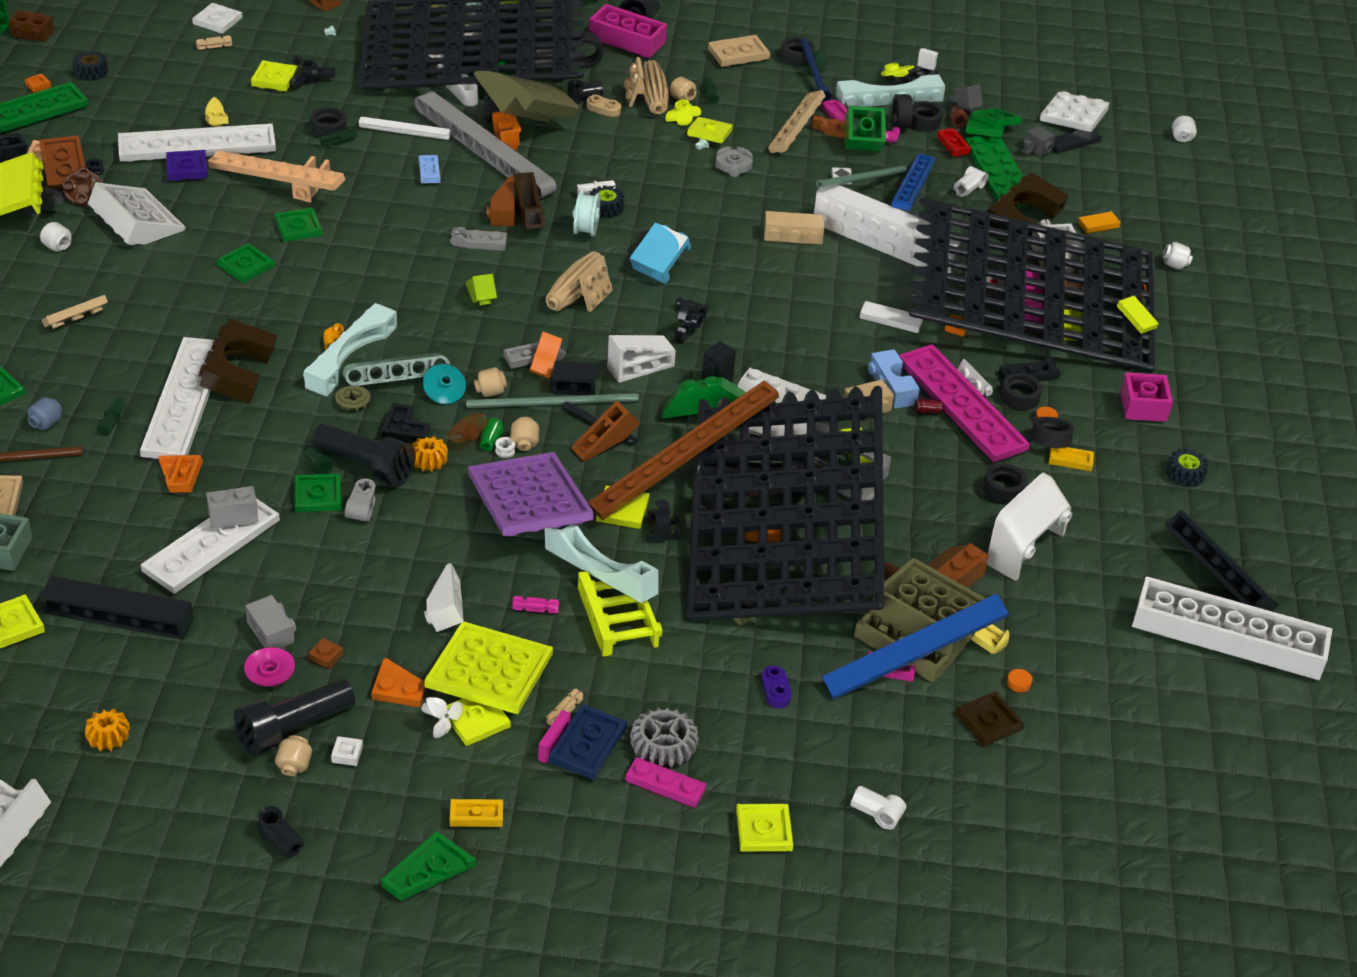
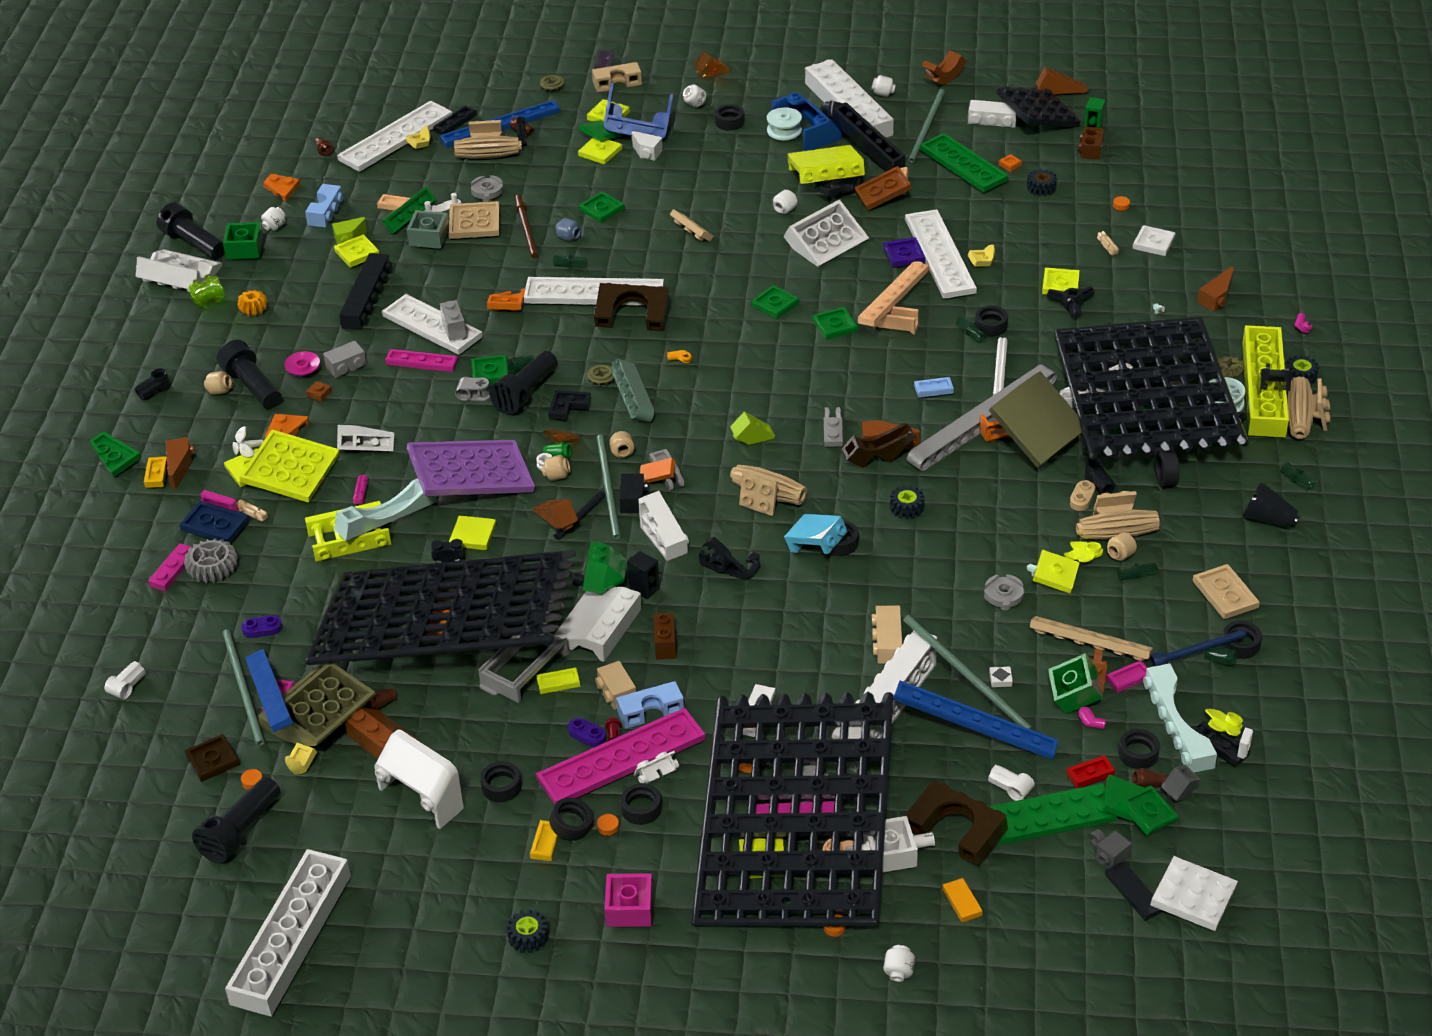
camera: 95 degrees right, 0 degrees up
(66, 780) = (206, 290): none -> clear neon green piece
(79, 186) = (857, 202): reddish brown dish -> none
(95, 165) = (891, 208): black bush -> none
(146, 27) = (1121, 203): none -> orange tile
(282, 555) = (421, 360): none -> dark pink tile
(347, 751) = (221, 407): white plate -> none
(373, 325) = (692, 374): light aqua arch -> none
(430, 453) = (530, 418): light orange gear -> none
(441, 392) = (618, 419): teal dish -> none
(452, 783) = (178, 459): none -> dark orange slope
(586, 213) = (866, 481): light aqua wheel -> none
(587, 188) = (929, 493): white axle -> none
(628, 30) = (1221, 498): dark pink brick -> none
(683, 450) = (507, 542): dark orange plate -> none
(764, 827) = (117, 617): neon yellow plate -> none
(799, 363) = (664, 636): none -> reddish brown brick
(874, 698) = (243, 688): none -> sand green piece
(902, 111) = (1121, 709): black tyre -> none
(927, 427) = (586, 732): none -> dark purple plate
(1041, 370) = (677, 815): black plate -> none
(1121, 686) = (219, 836): none -> black piece
(1137, 314) = (756, 896): neon yellow tile -> none
(1183, 127) = (1185, 1004): white head -> none
(1220, 562) = (375, 934): black brick -> none

